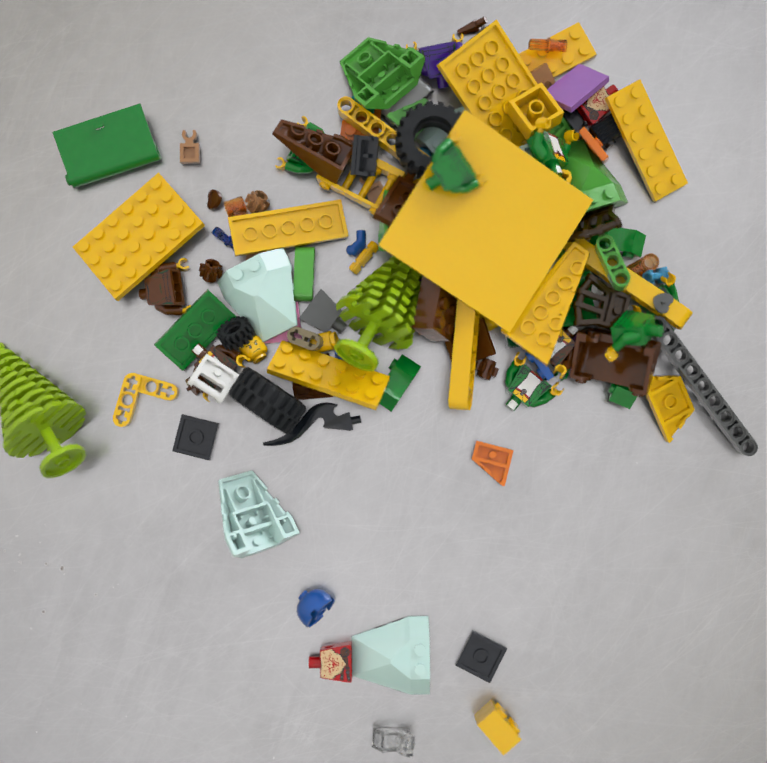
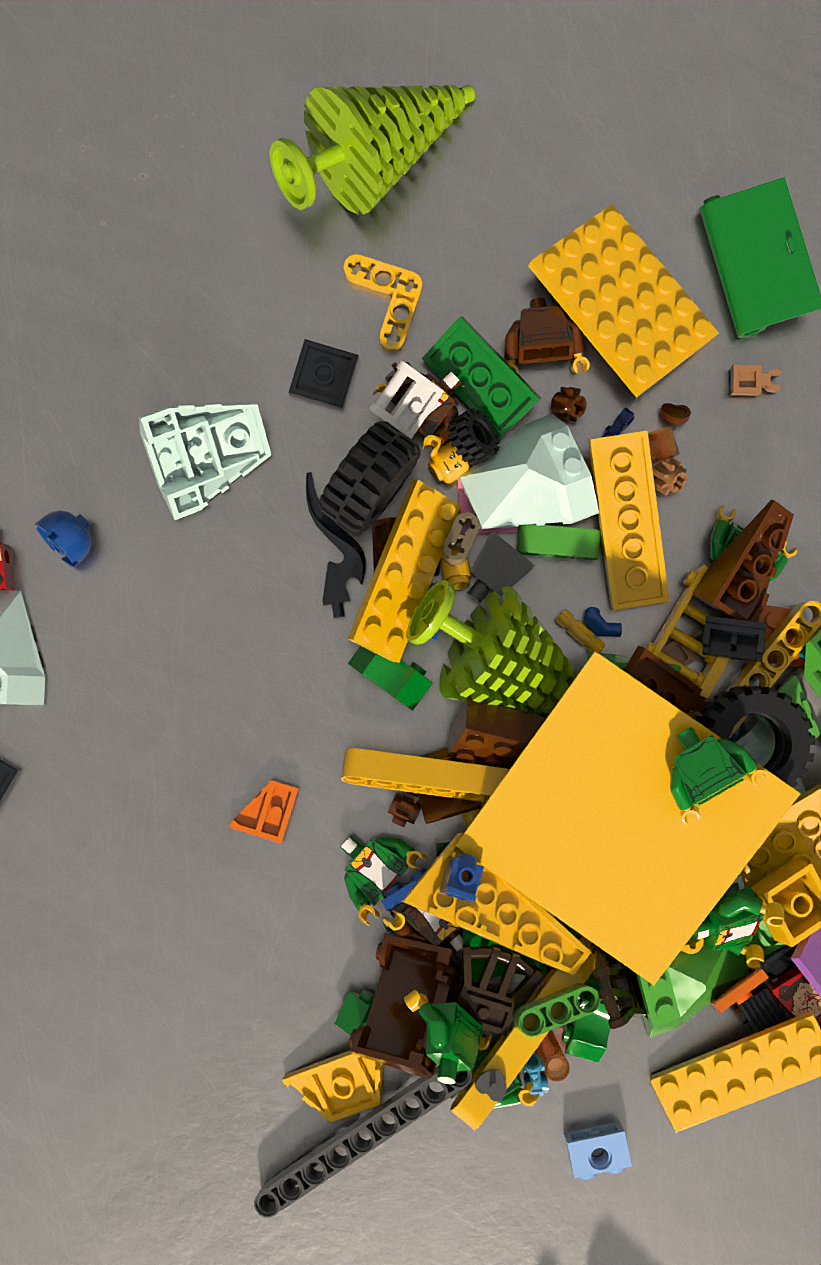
camera: 95 degrees right, 0 degrees up
(535, 331) = (453, 883): none -> blue brick
(698, 243) = (583, 1142): none -> light blue brick

